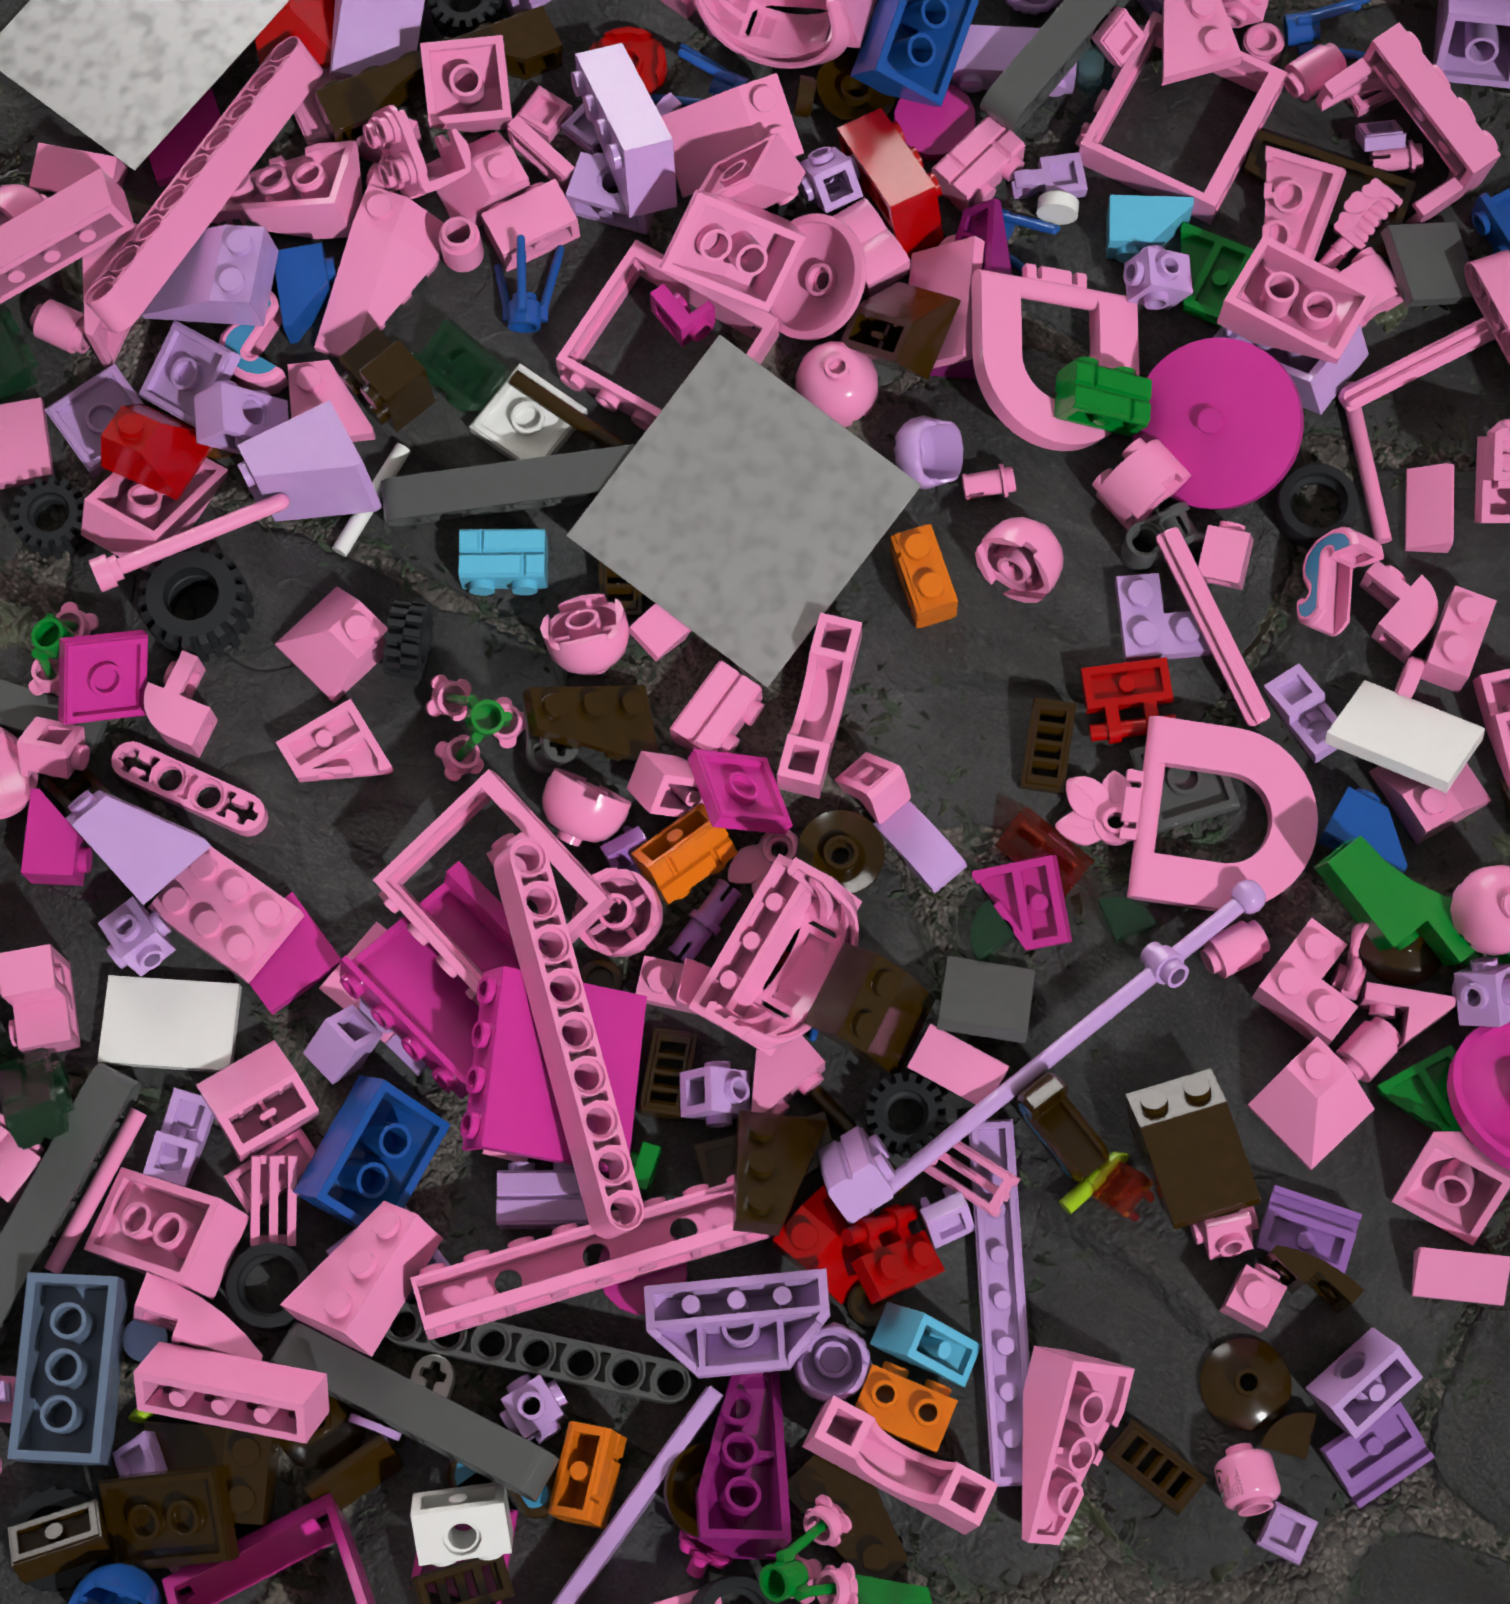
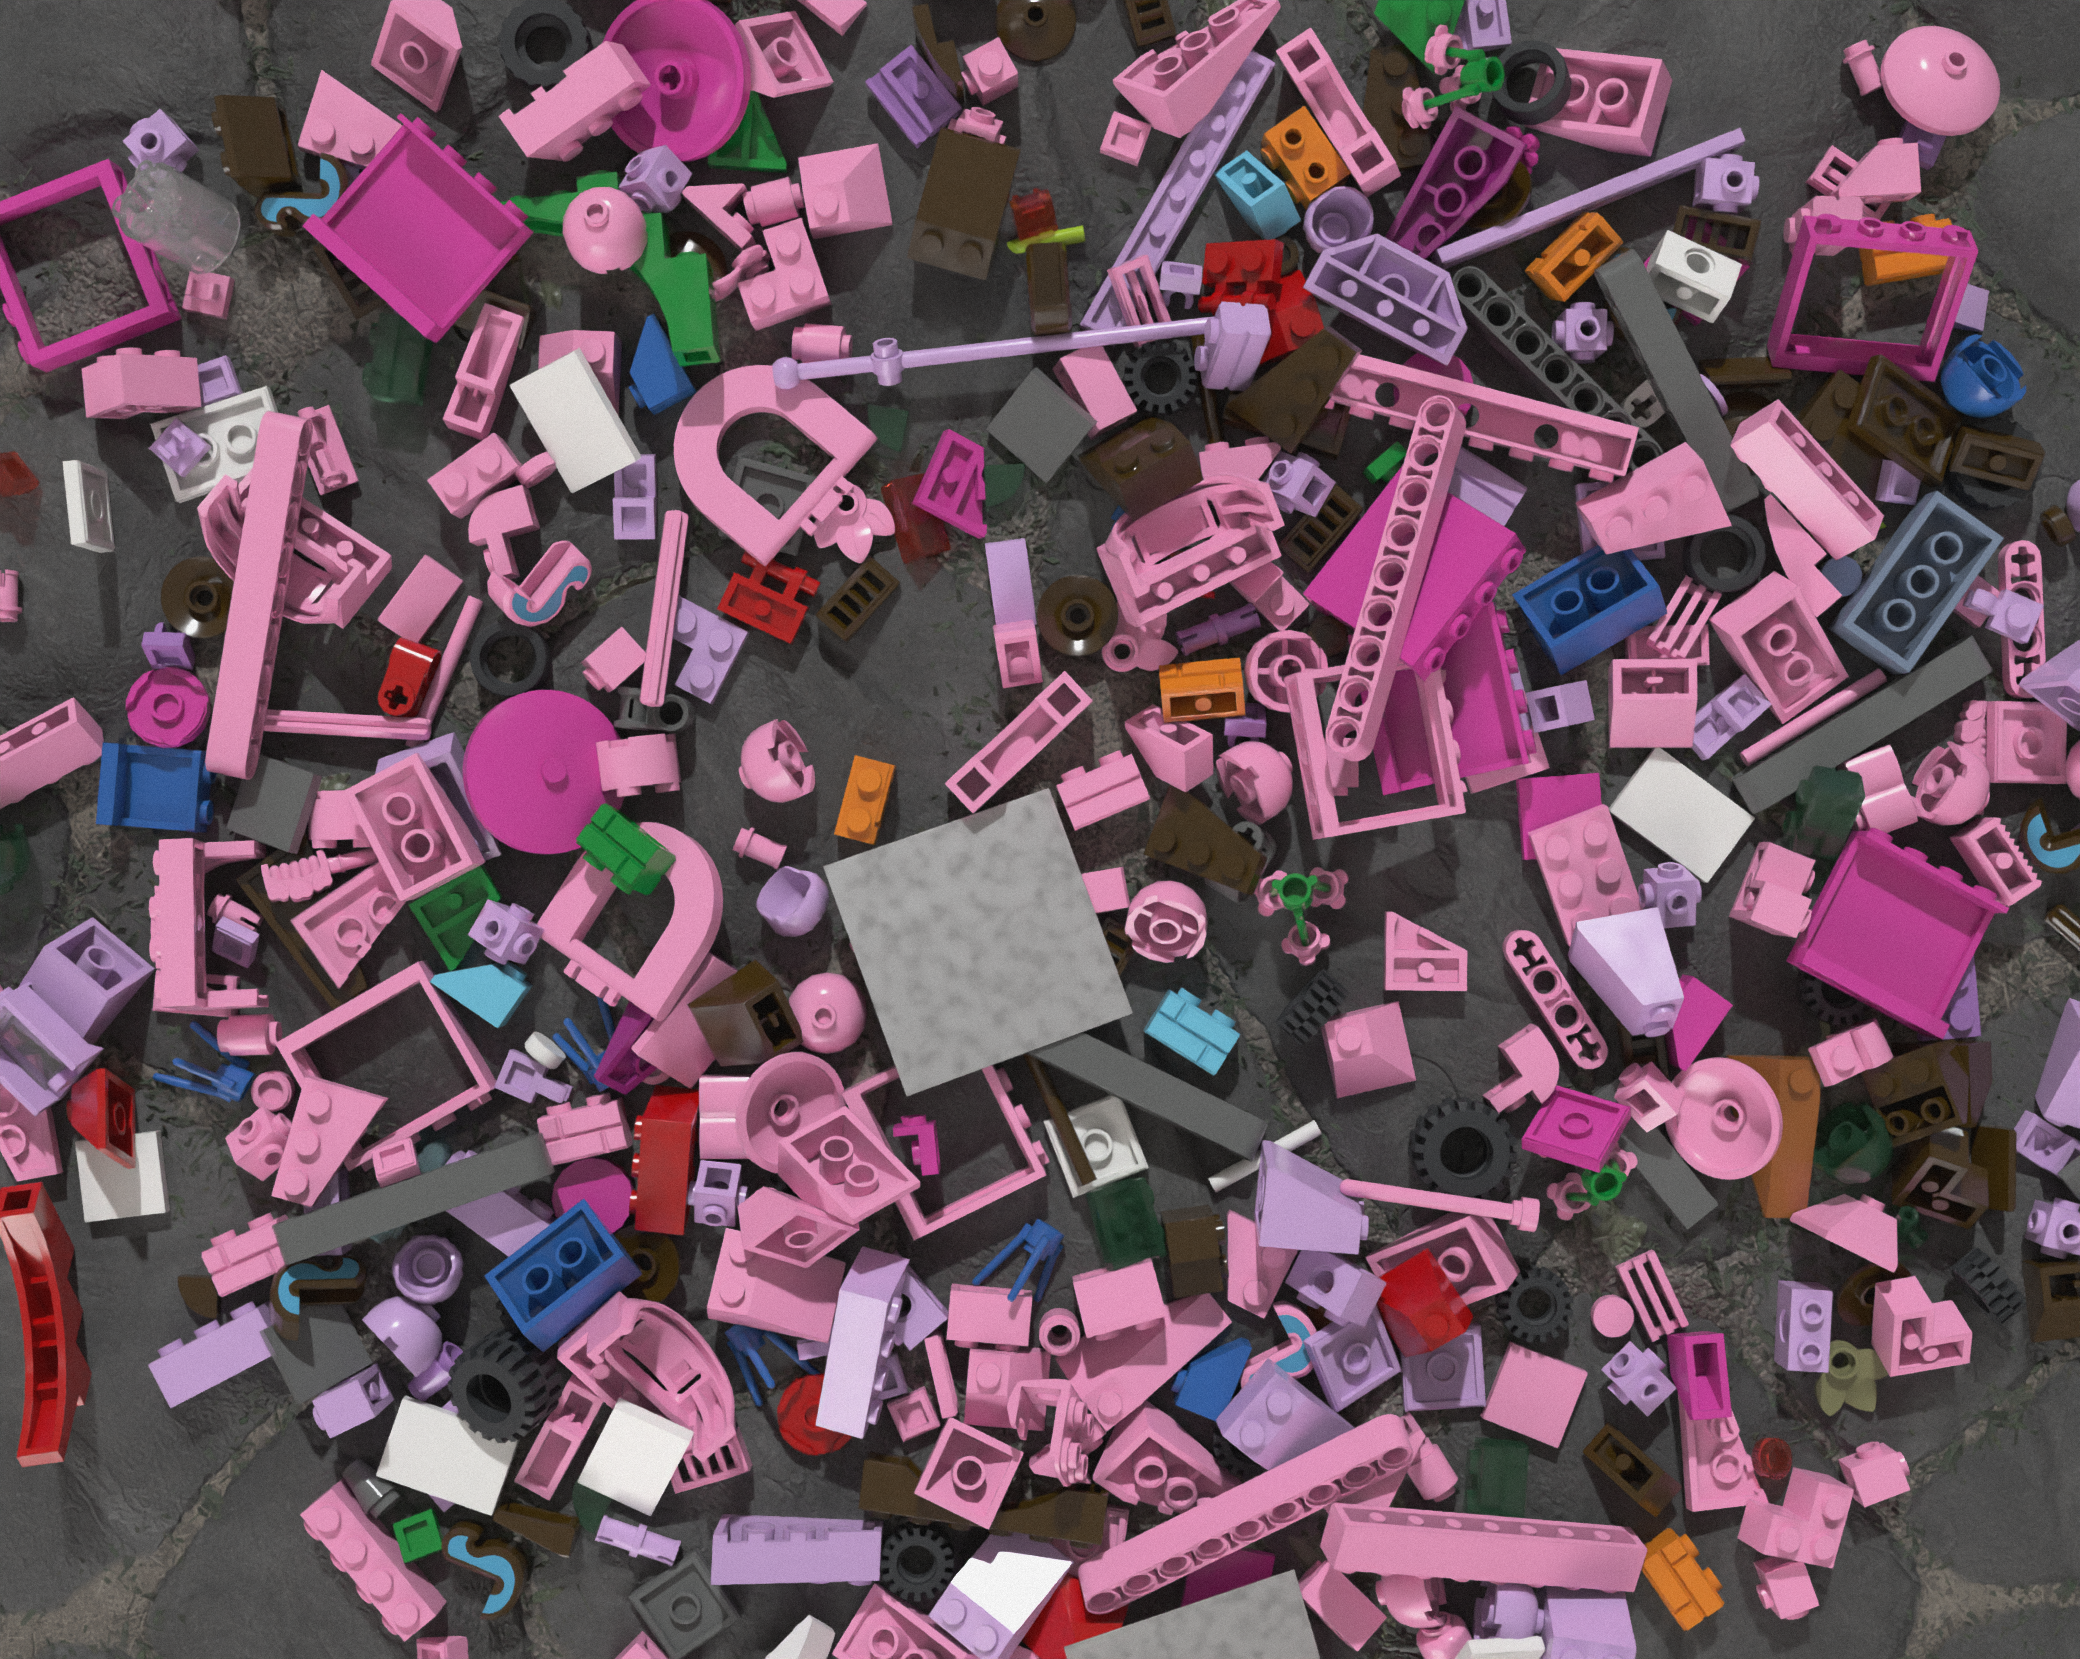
camera: 150 degrees left, 15 degrees up
(425, 295) = (1119, 1299): none -> bright pink slope
(739, 792) = (1128, 709): dark pink tile -> none
(805, 96) = (688, 1286): dark brown tile -> none
(1085, 1323) = (1125, 138): none -> bright pink tile
(1395, 439) = (408, 674): none -> red piece

